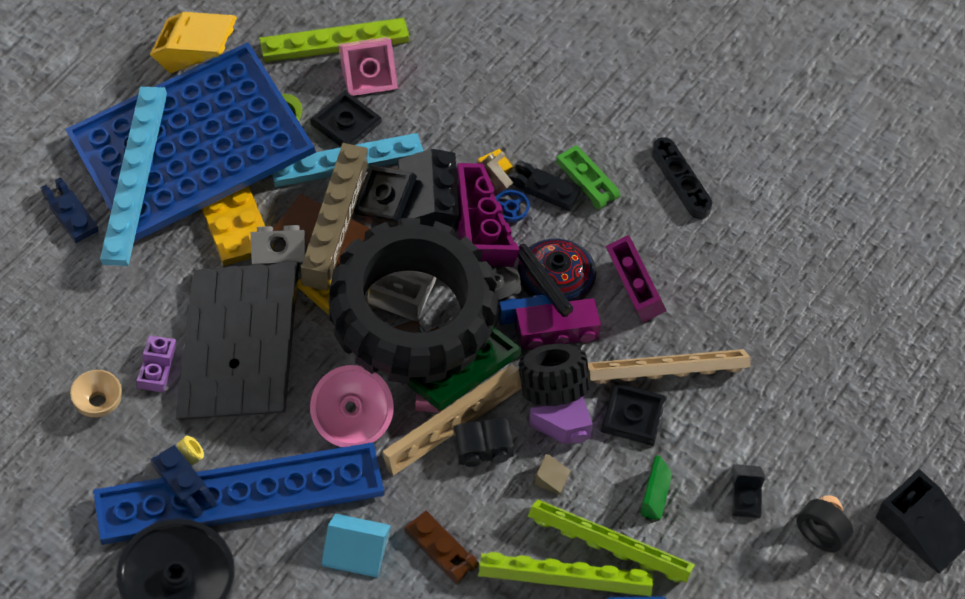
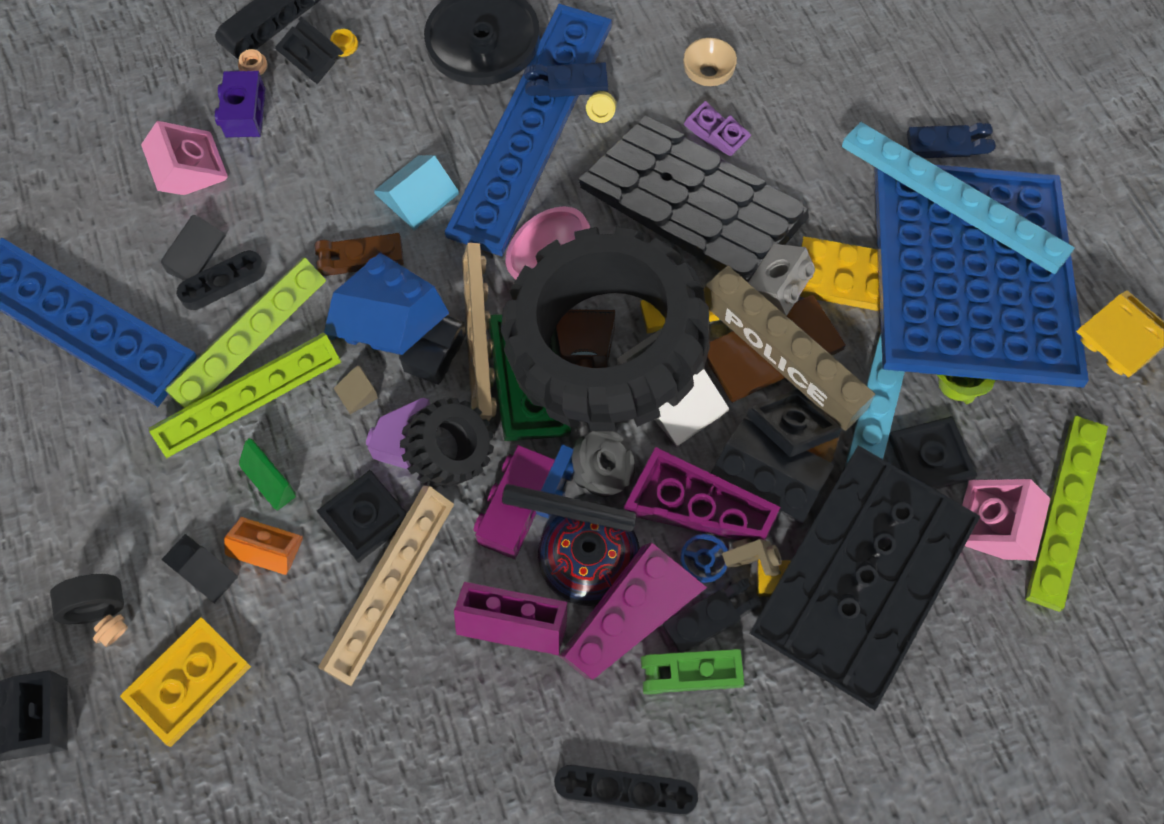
camera: 130 degrees right, 10 degrees up
(458, 115) = (858, 606): none -> black piece
(482, 479) = (384, 307): none -> blue wedge
(580, 218) = (631, 609): none -> magenta wedge
(700, 462) = (262, 545): none -> orange slope
(818, 442) = (185, 682): none -> yellow plate

